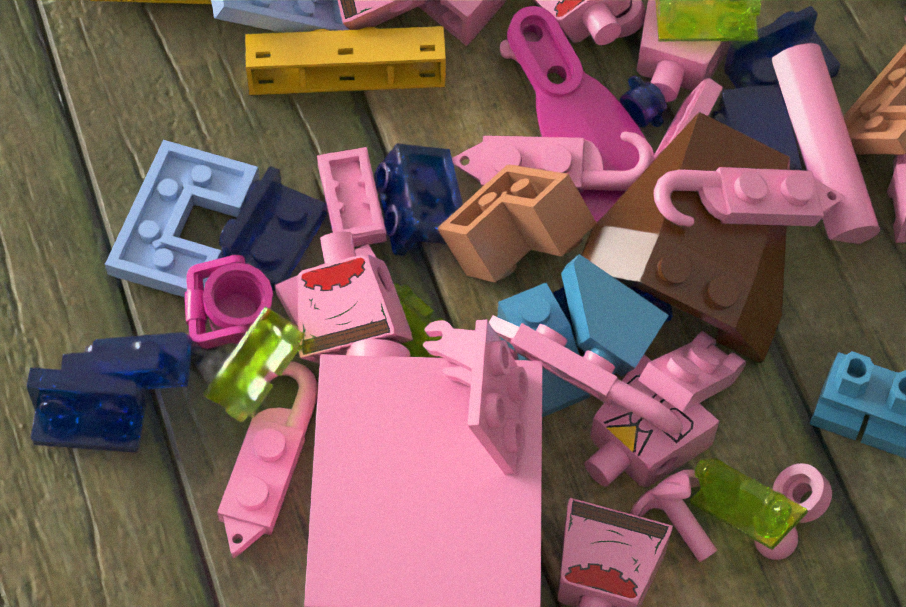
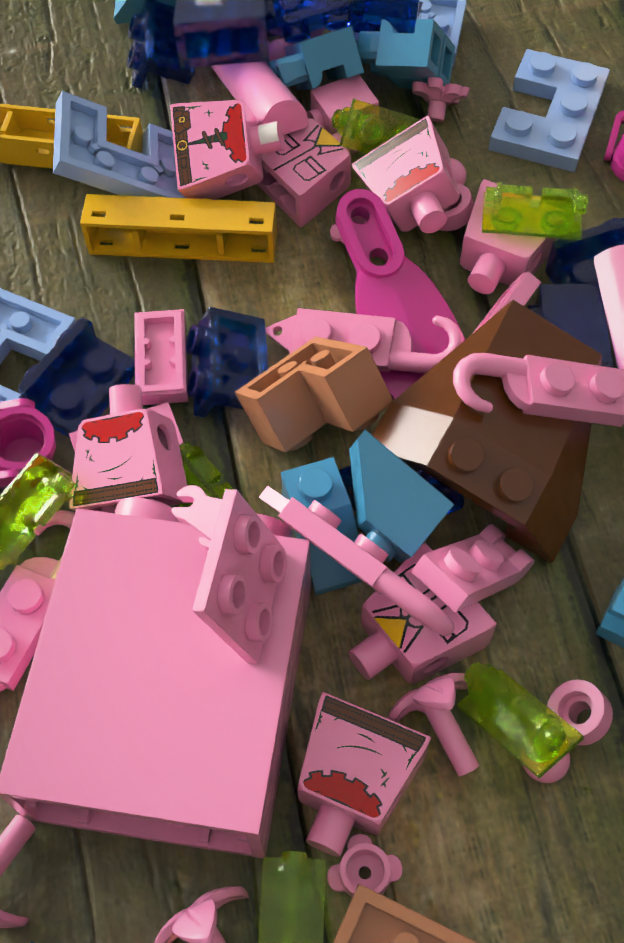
camera: 10 degrees right, 0 degrees up
(644, 102) = (461, 291): clear blue plate -> none

